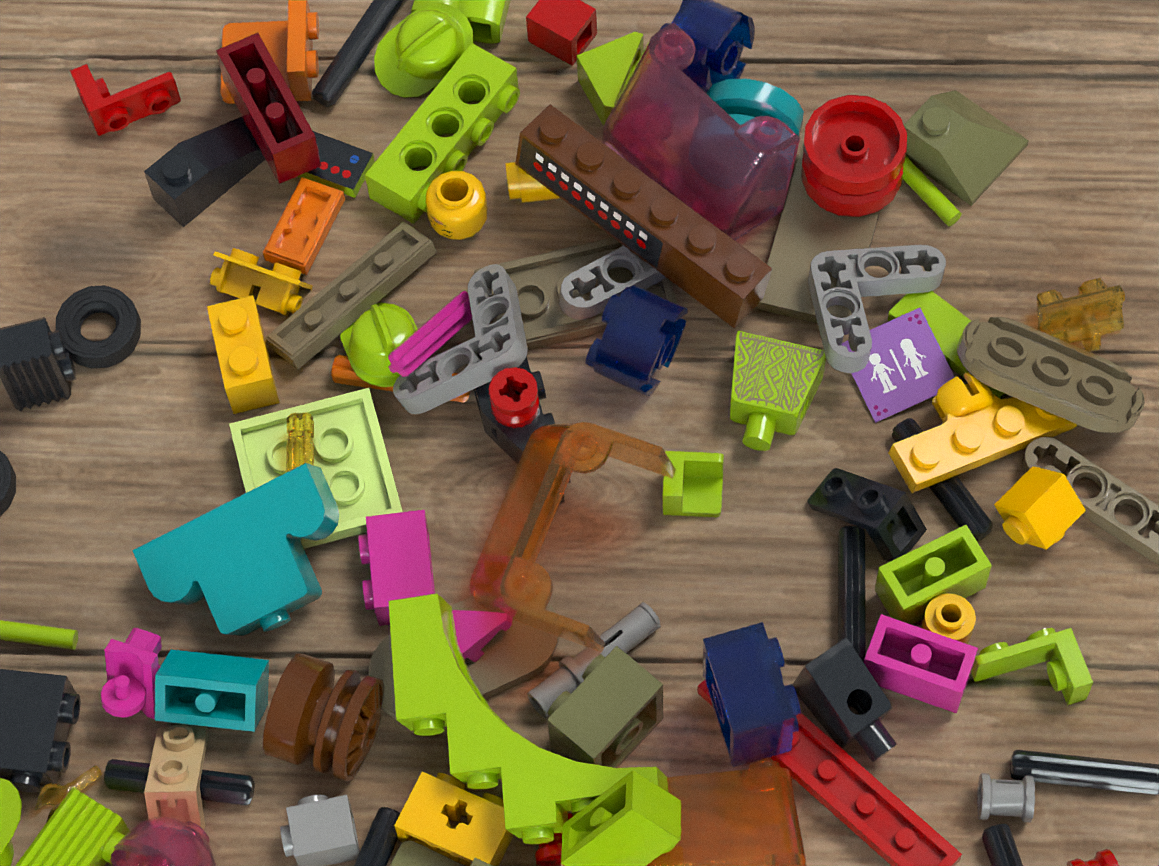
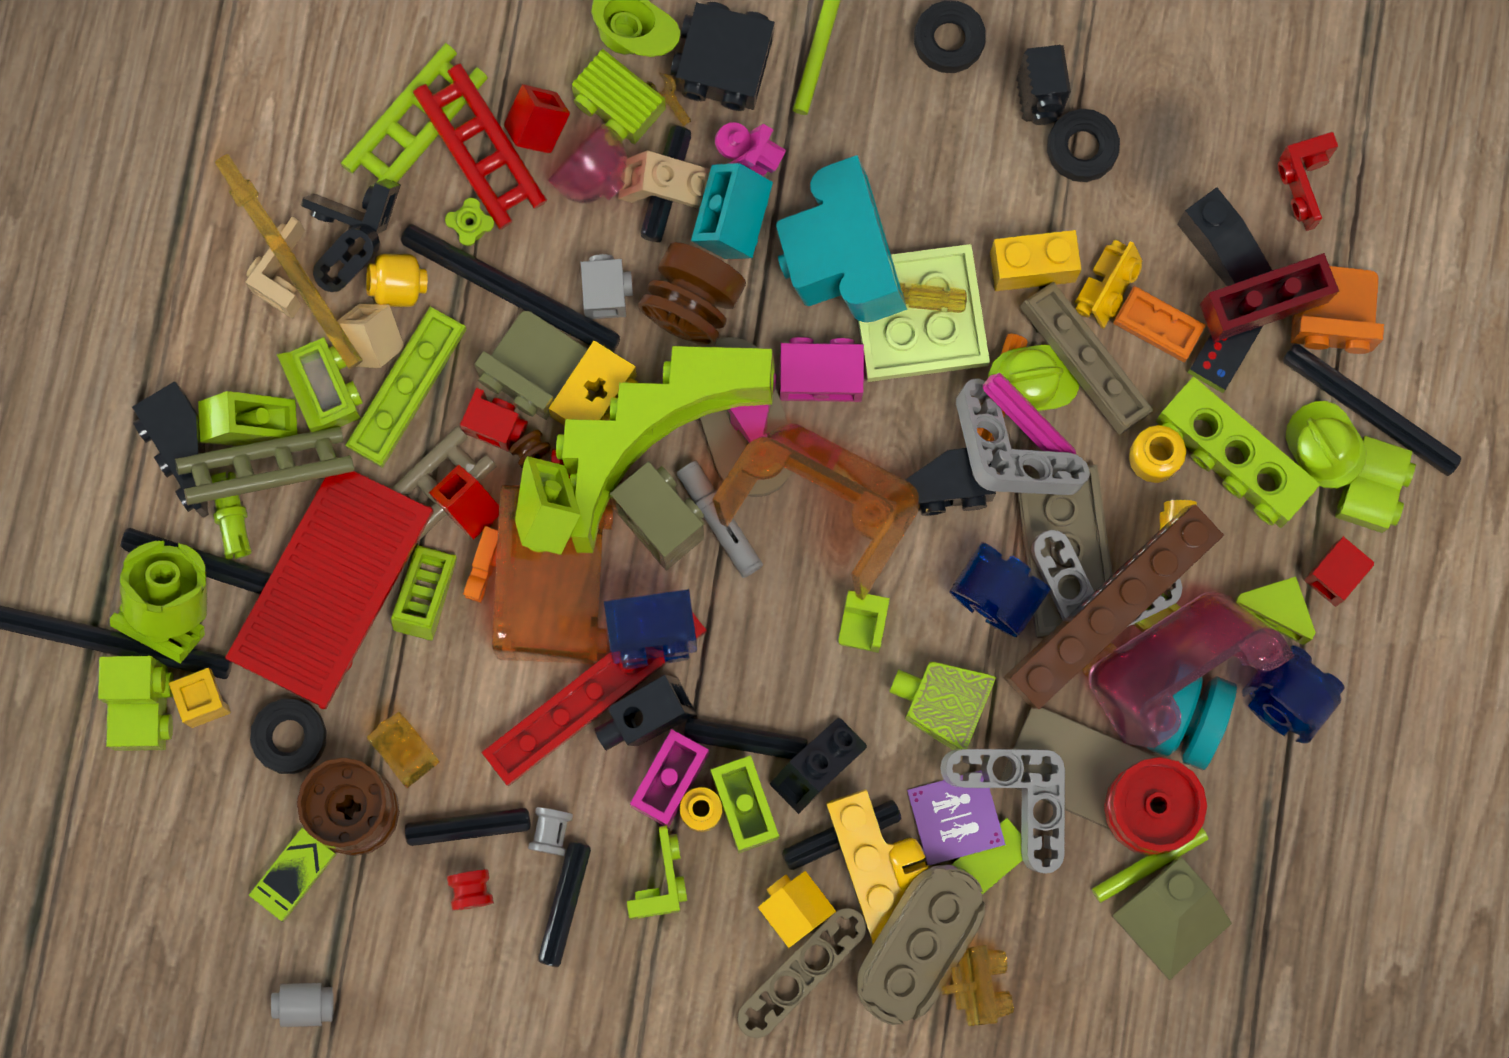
camera: 90 degrees right, 15 degrees up
(514, 409) = (950, 483): red wheel -> none

